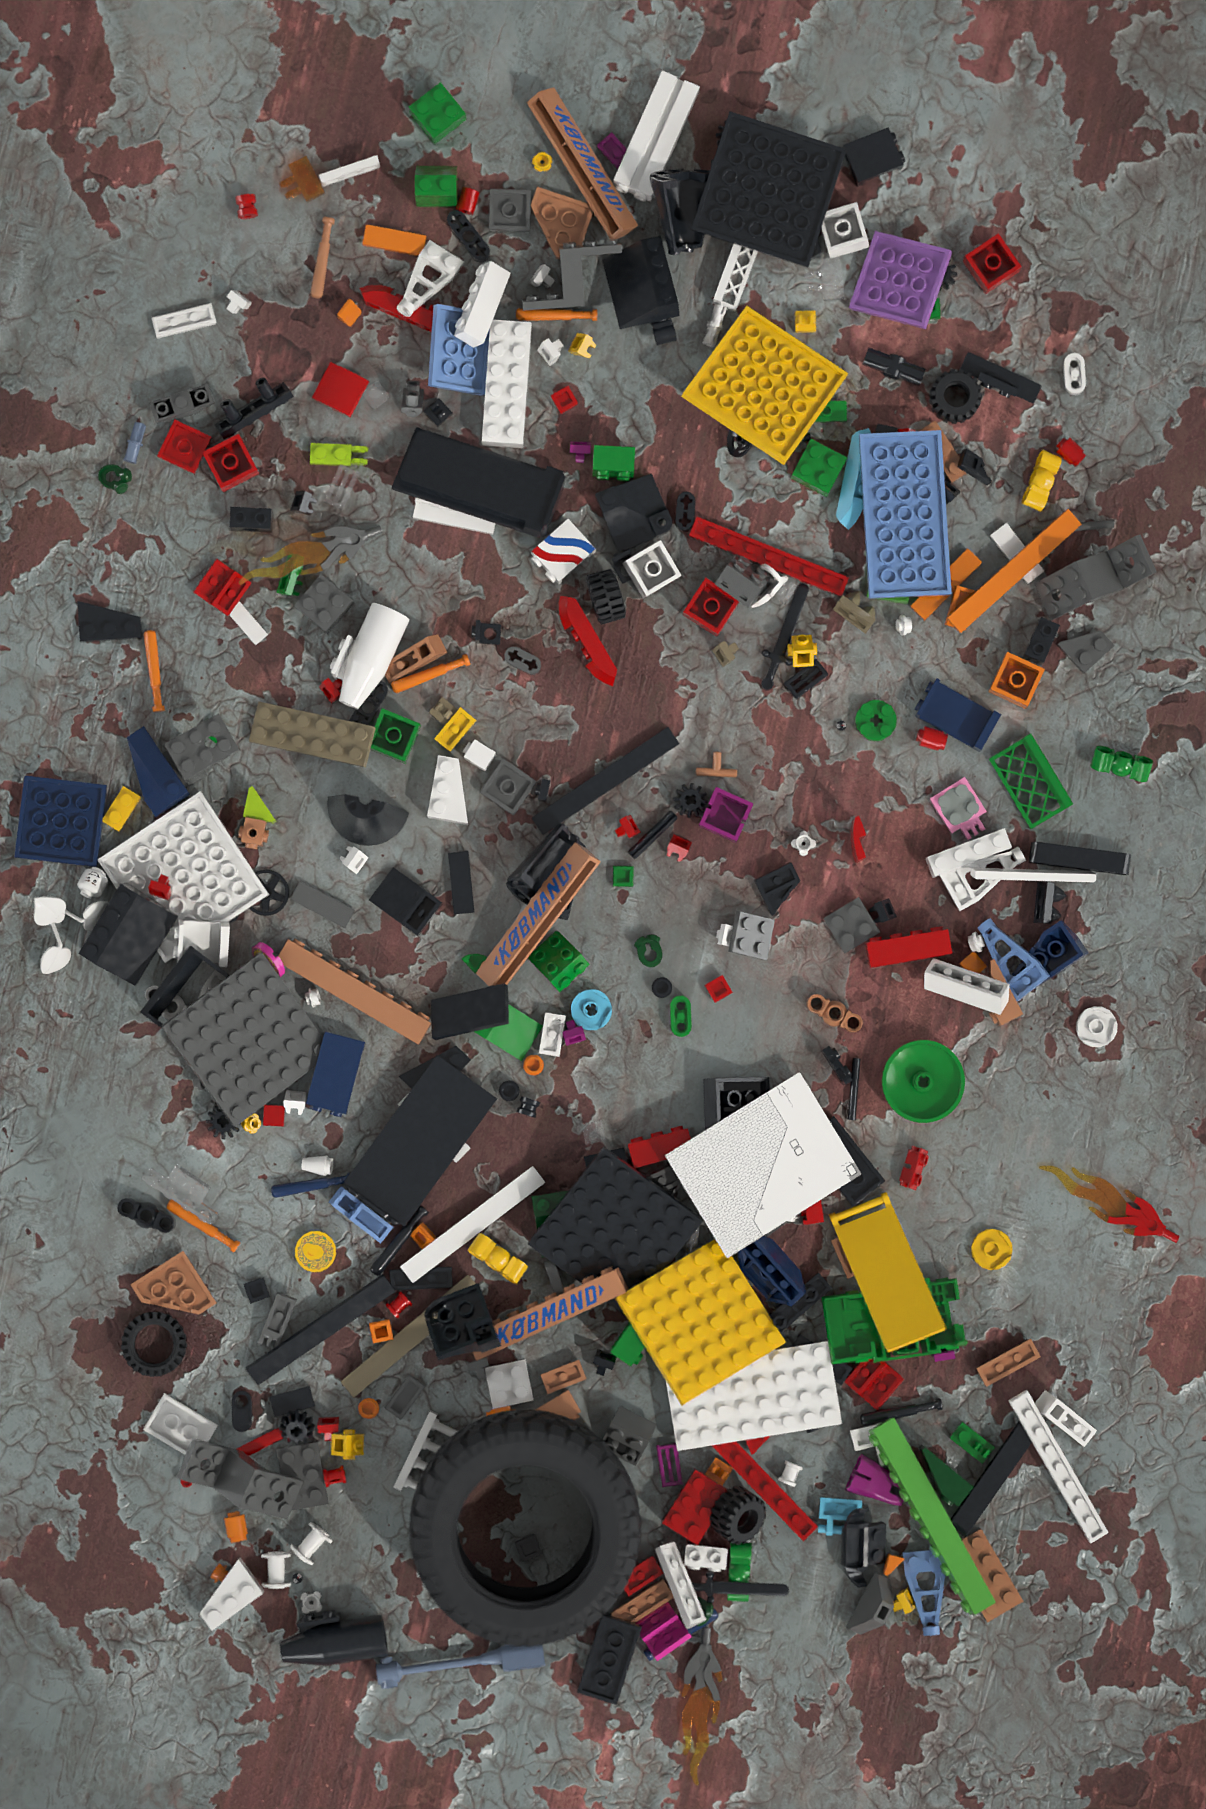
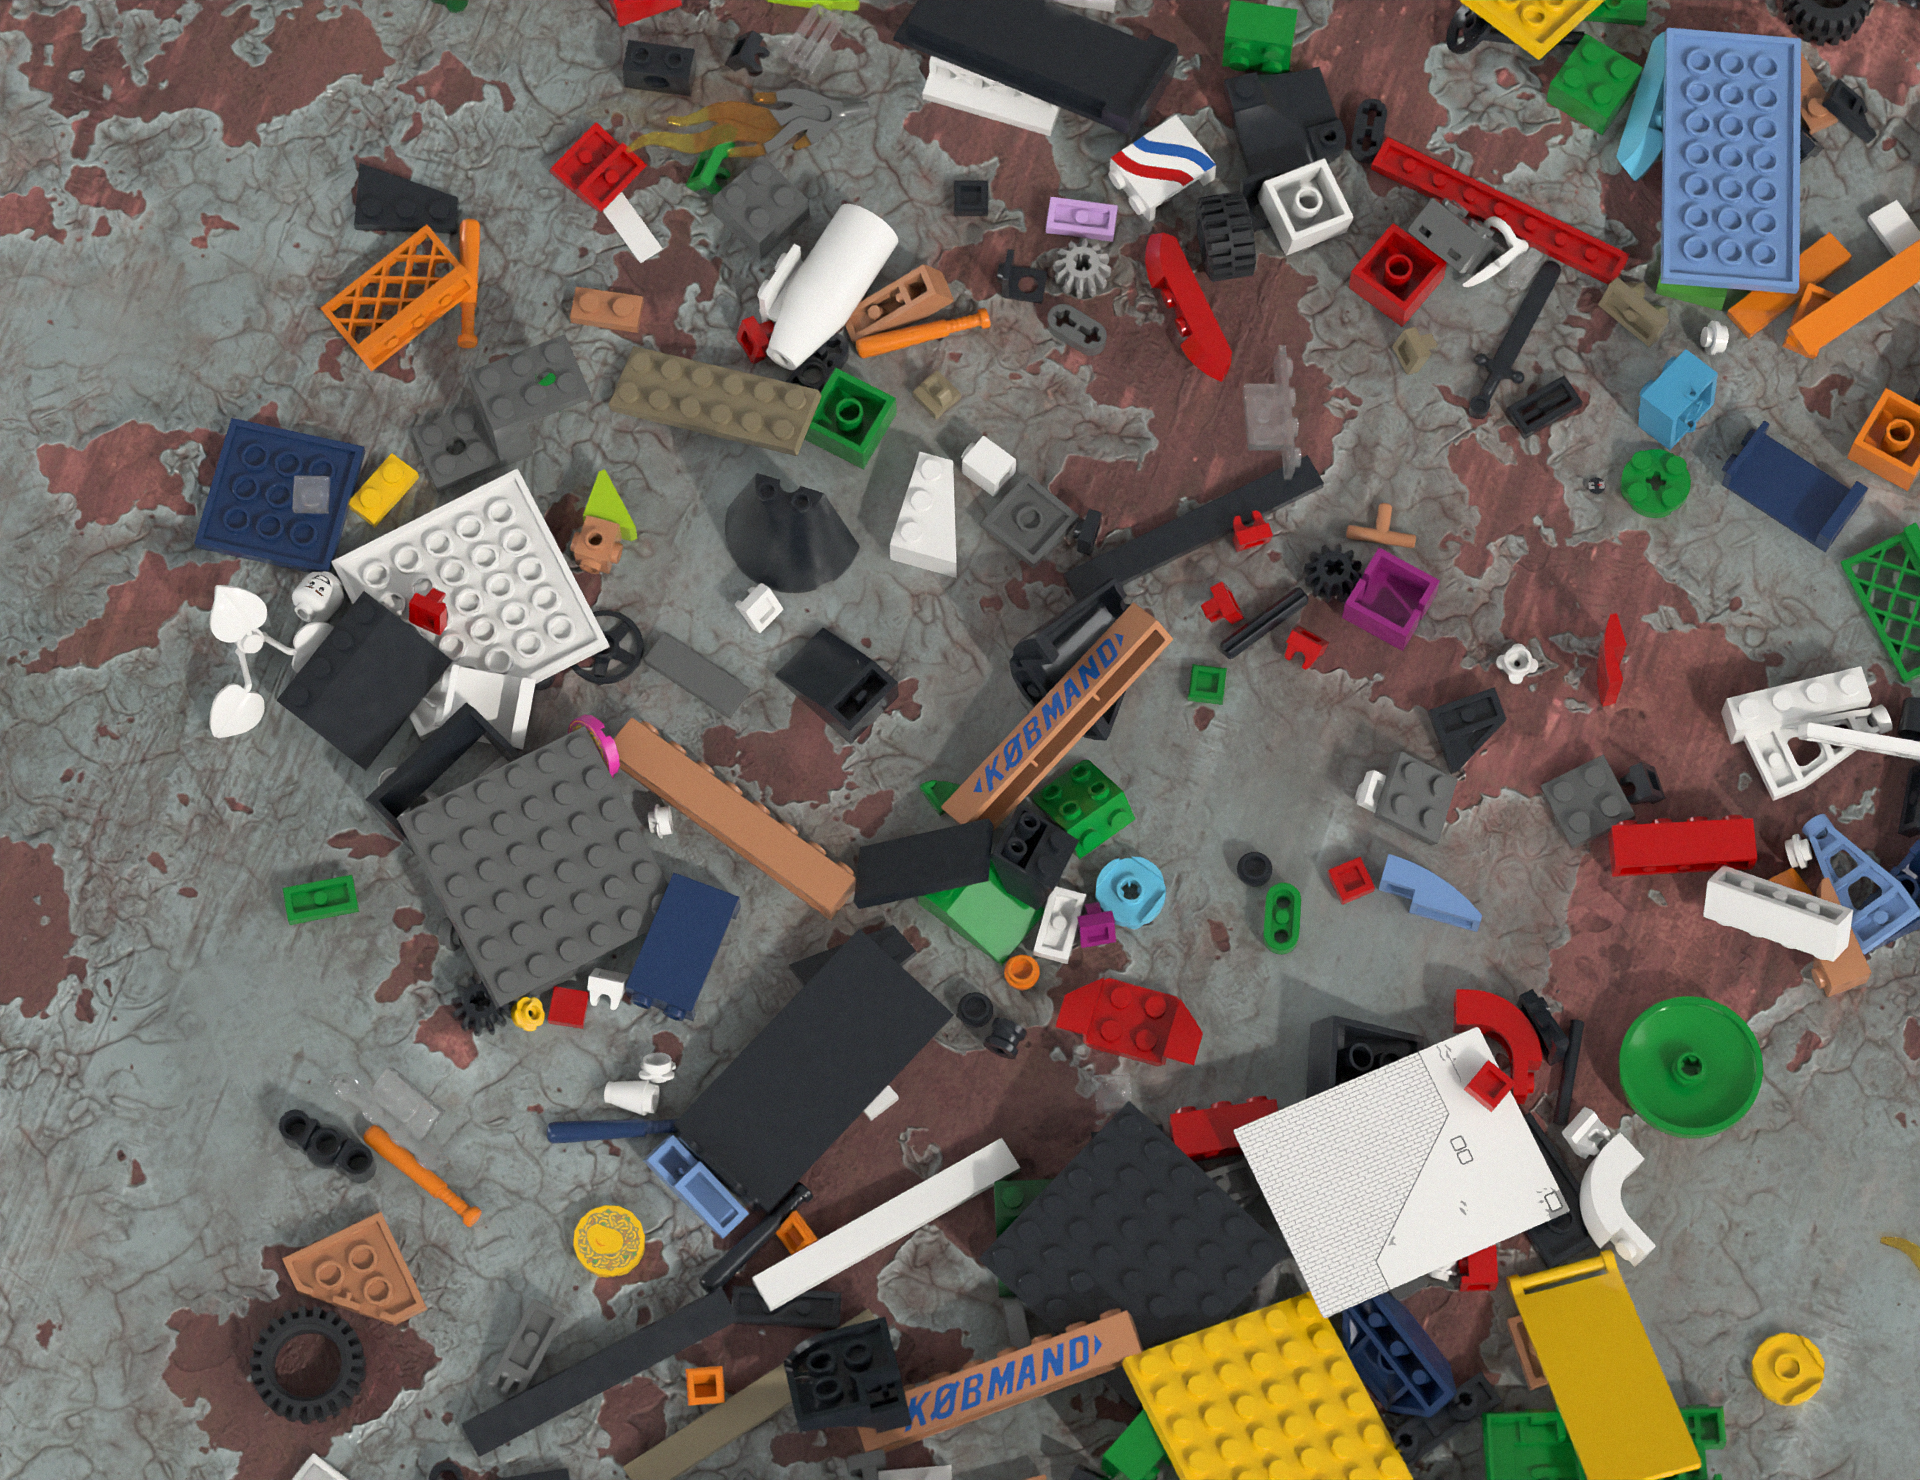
camera: 15 degrees right, 15 degrees down
(79, 821) = (311, 494): none -> clear plate
(121, 1068) = (320, 899): none -> green plate
(125, 698) = (413, 313): none -> orange fence
(156, 777) = (449, 439): dark blue wedge -> none
(239, 678) = (607, 309): none -> nougat plate
(256, 1290) = (498, 1294): black plate -> none
(330, 1147) = (657, 1068): none -> white plate
(399, 1304) = (742, 1345): red bush -> none
(449, 581) = (971, 198): none -> black tile
(455, 729) = (952, 423): yellow plate -> none
(461, 882) = (933, 665): black tile -> none
(497, 1258) = (923, 1285): yellow piece -> none
(518, 589) = (1081, 219): none -> lavender plate
(528, 620) = (1082, 257): none -> light grey gear
(532, 999) = (1031, 856): none -> black slope
(580, 448) = (1206, 18): magenta tile -> none
(601, 1089) = (1131, 1022): none -> red piece
(640, 782) = (1251, 536): none -> red tile
(641, 949) = (1248, 792): dark green piece -> none
(643, 704) = (1270, 415): none -> clear bracket
(763, 992) = (1429, 894): none -> medium blue slope
(802, 650) = (1542, 356): yellow brick -> none
(808, 1062) = (1505, 1025): none -> red arch
(809, 1109) = (1489, 1086): none -> red plate
(844, 1013) = (1556, 954): nougat piece -> none
(866, 1126) = (1586, 1133): none -> white tile
(878, 1164) = (1602, 1202): none -> white arch
(886, 667) = (1677, 397): none -> dark azure brick
(917, 1160) = (1669, 1200): red hinge -> none
(931, 738) = (1747, 518): red brick -> none
(959, 808) = (1785, 635): piece -> none

